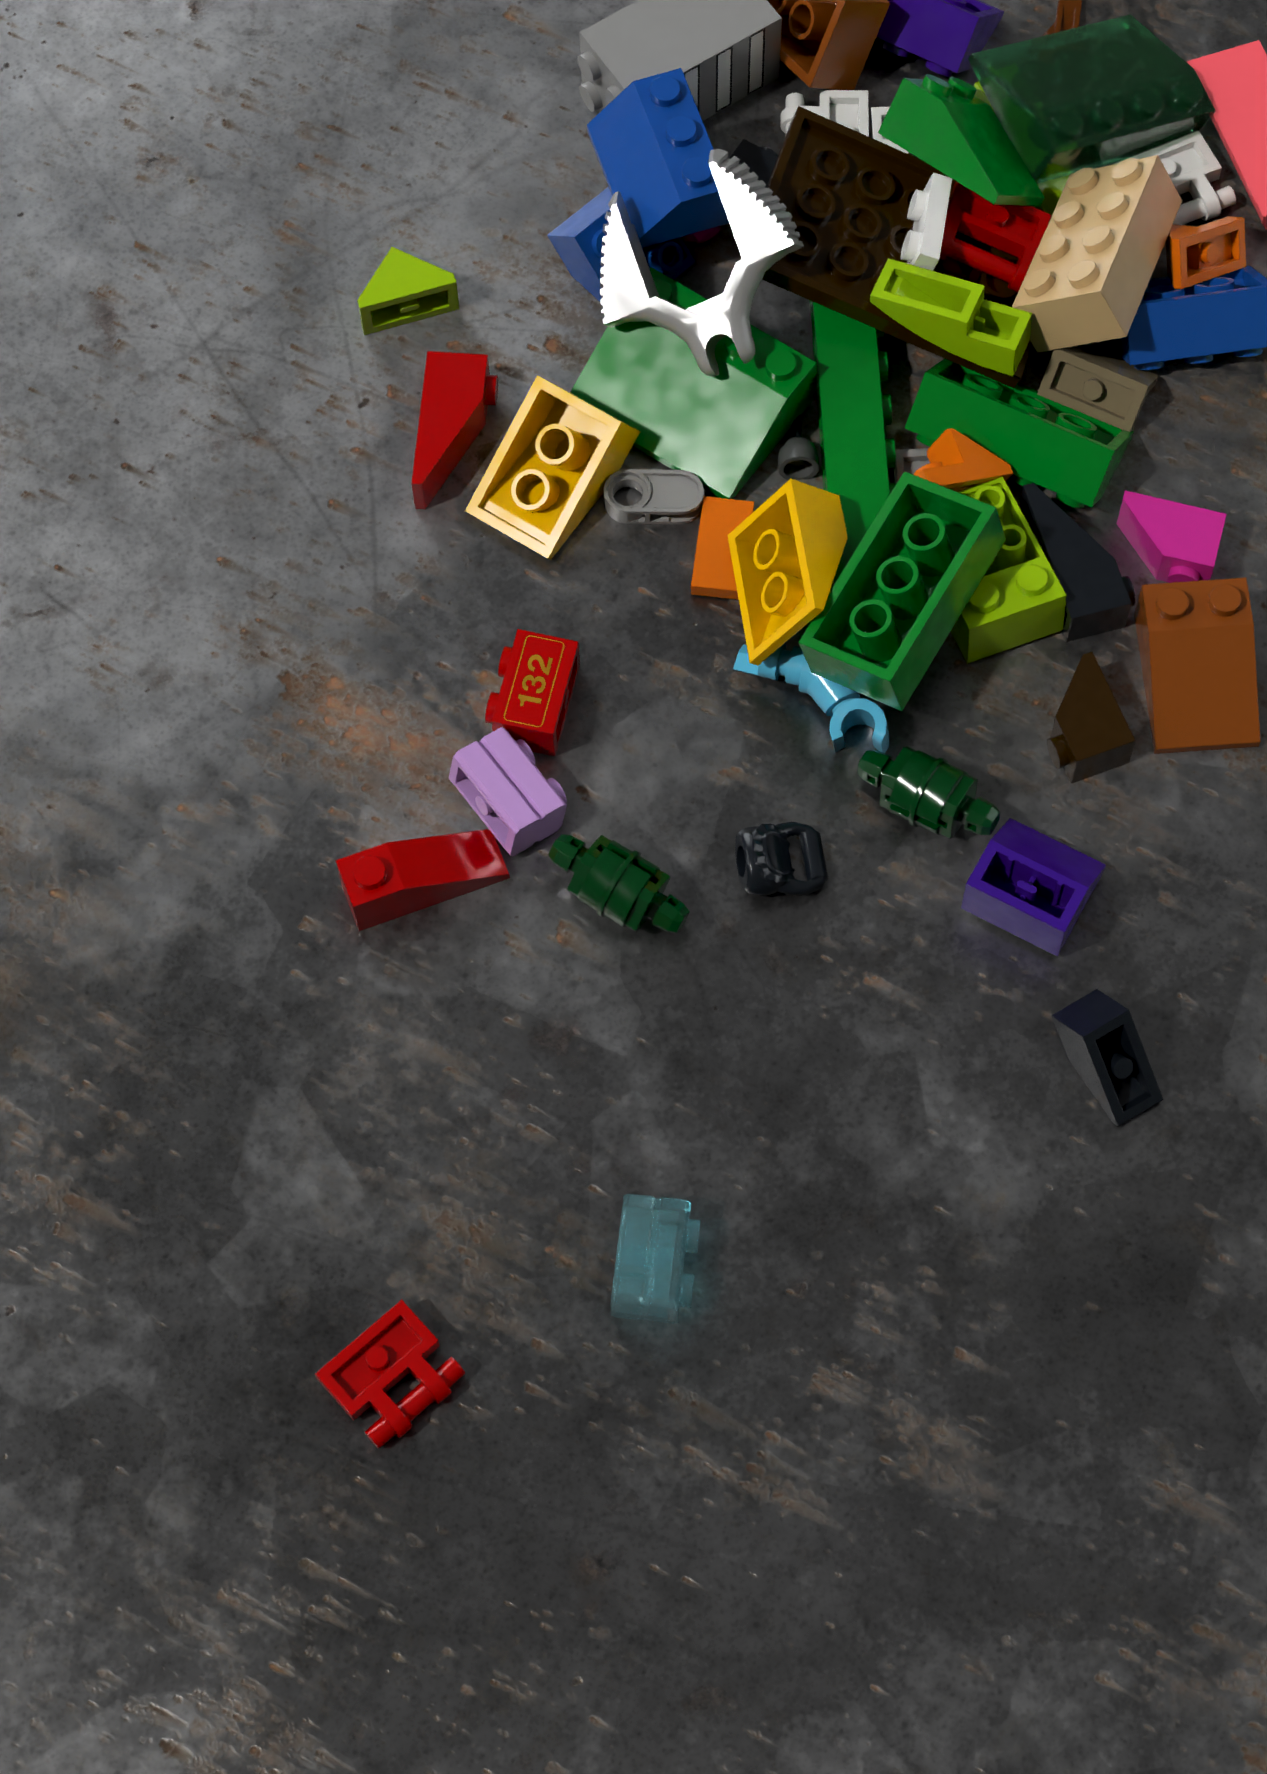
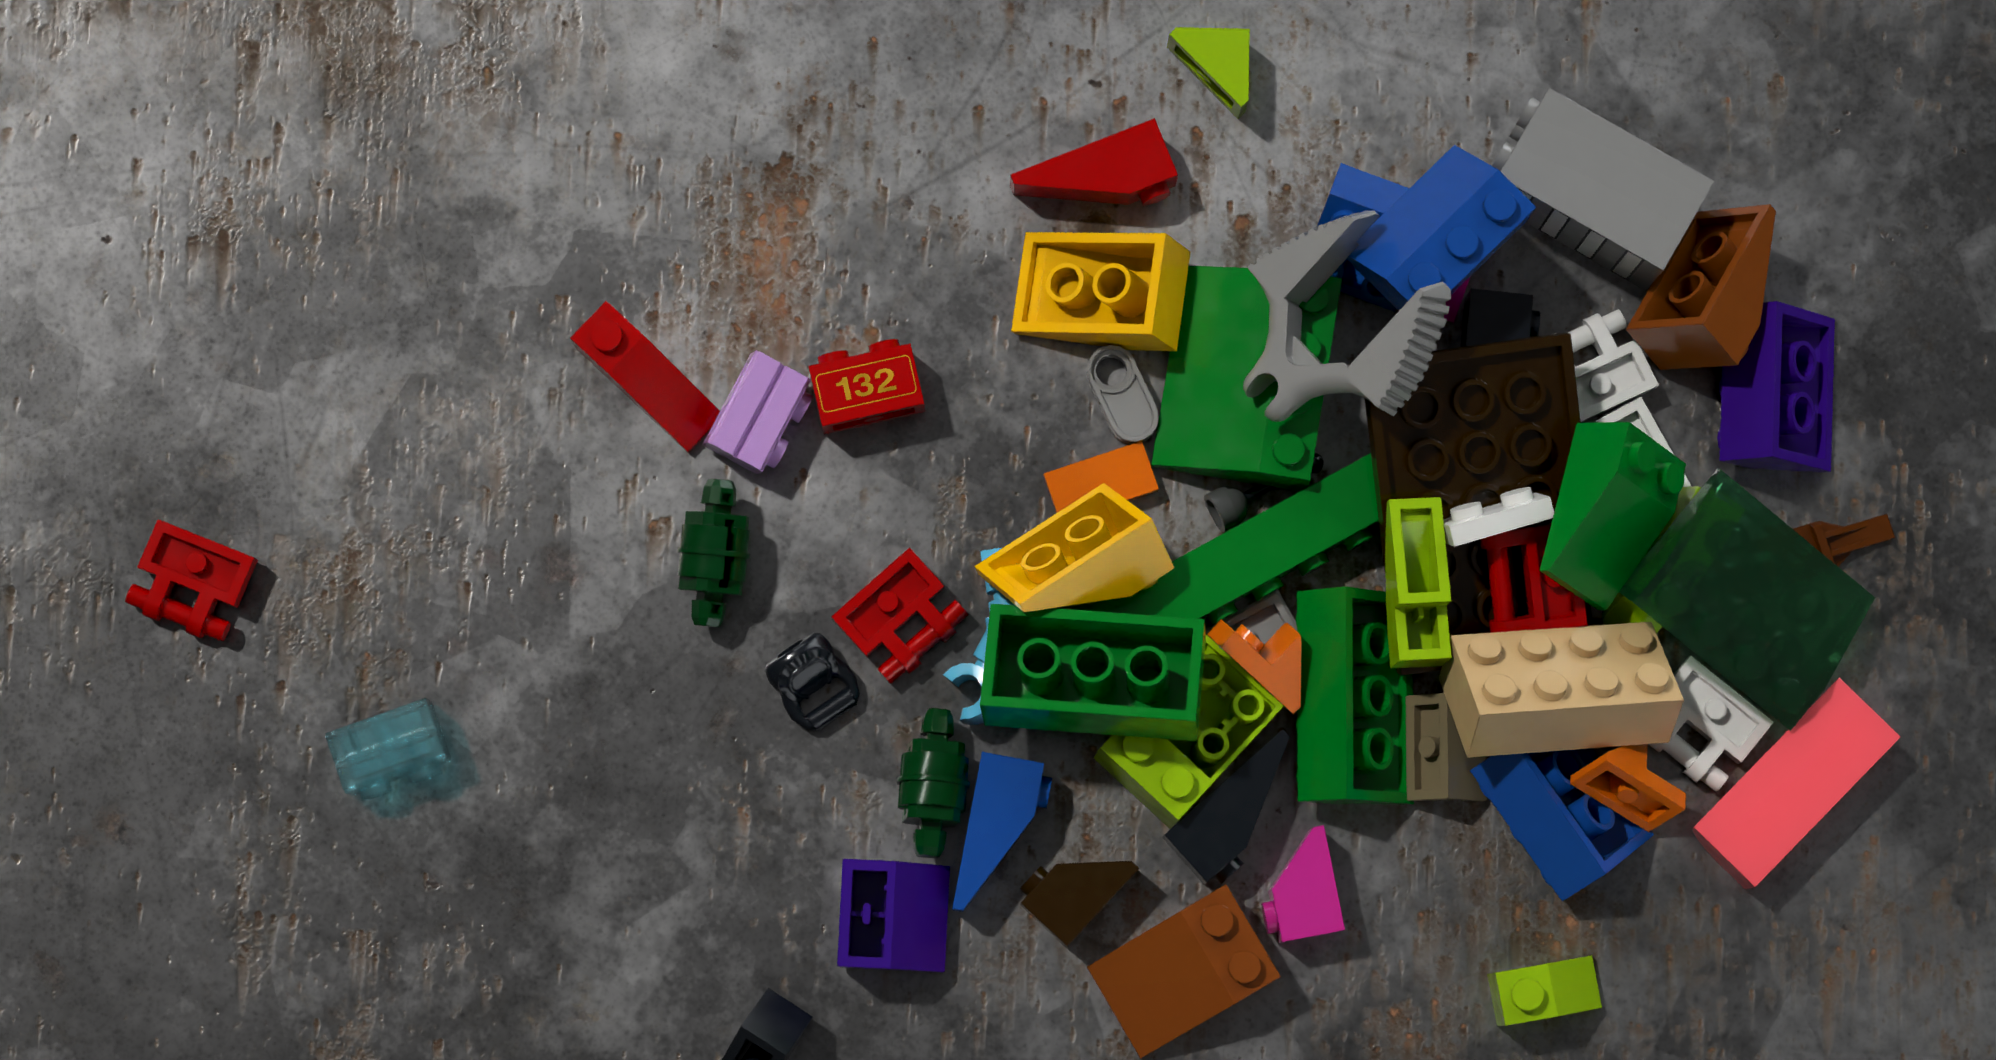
camera: 60 degrees right, 15 degrees up
(742, 765) = (888, 604): none -> red plate
(981, 743) = (1000, 813): none -> blue slope

